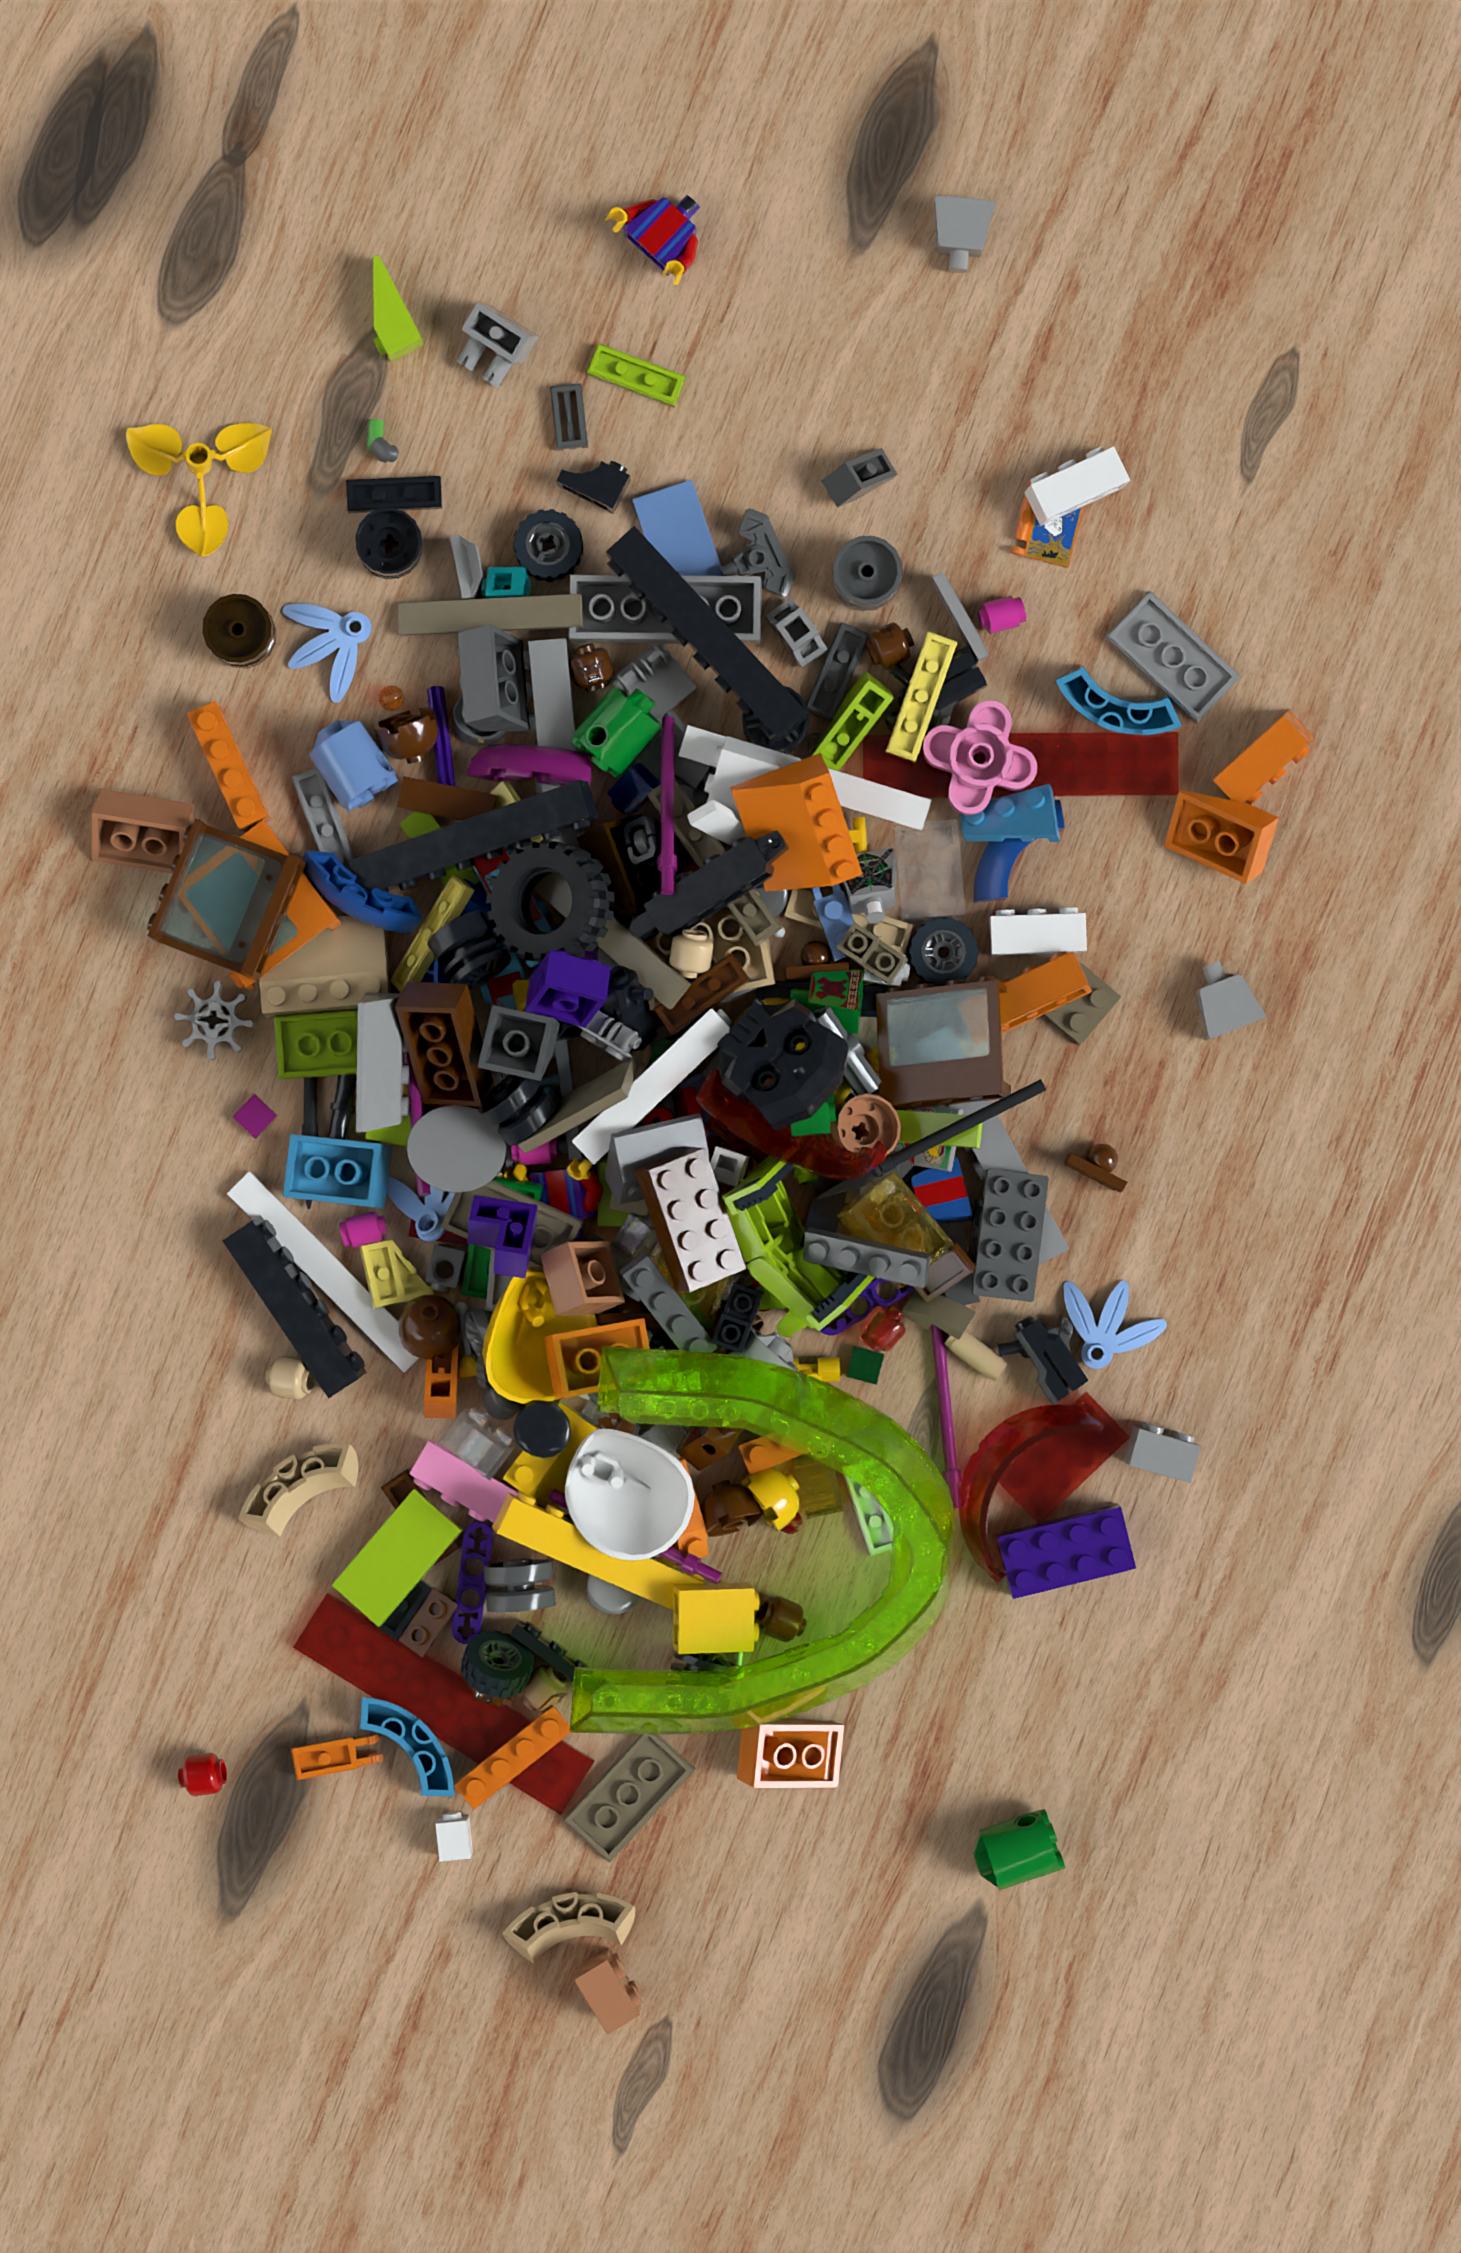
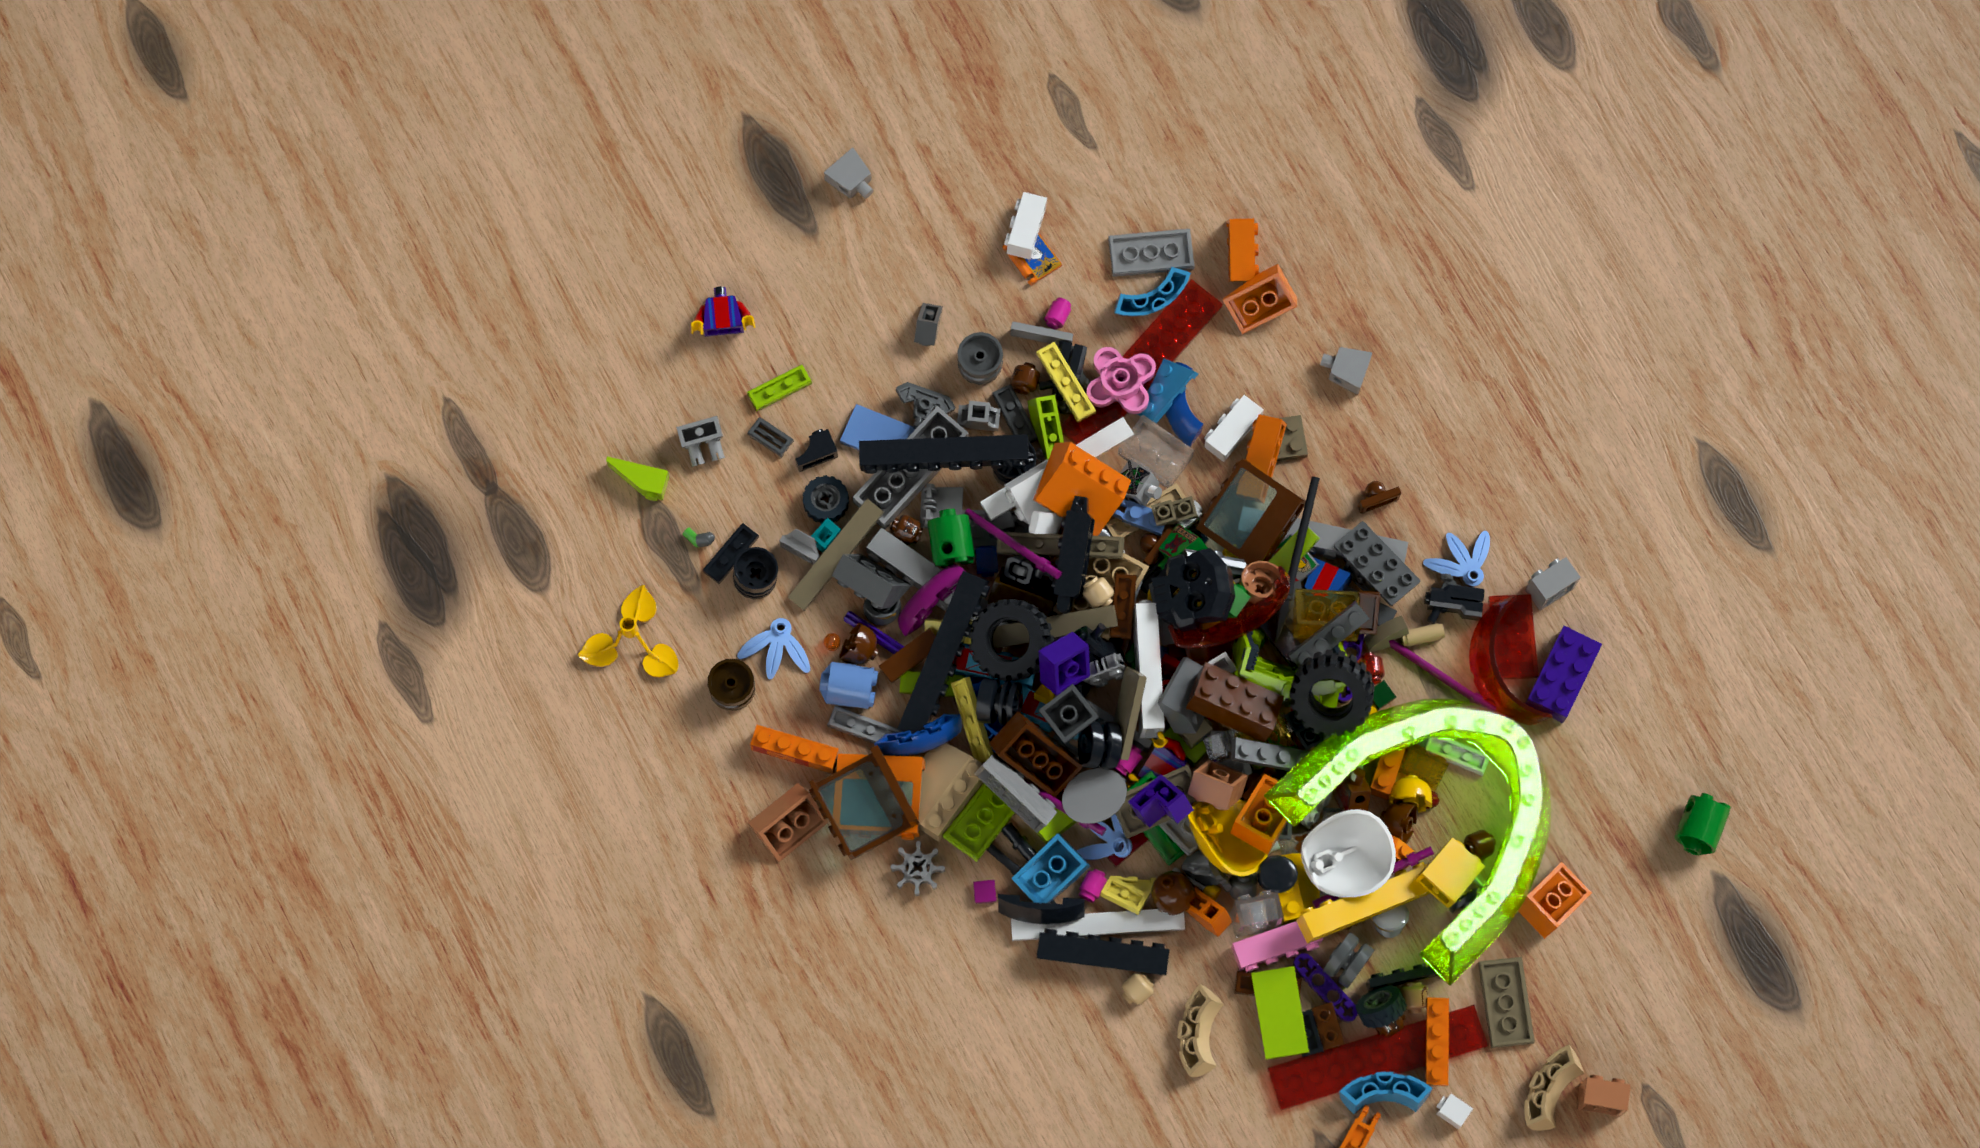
camera: 50 degrees left, 15 degrees down
(307, 1229) = (1041, 913): none -> black slope
(456, 1257) = (1148, 850): dark grey brick -> none
(819, 1308) = (1325, 718): none -> black tyre
(951, 935) = (1196, 471): black wheel -> none

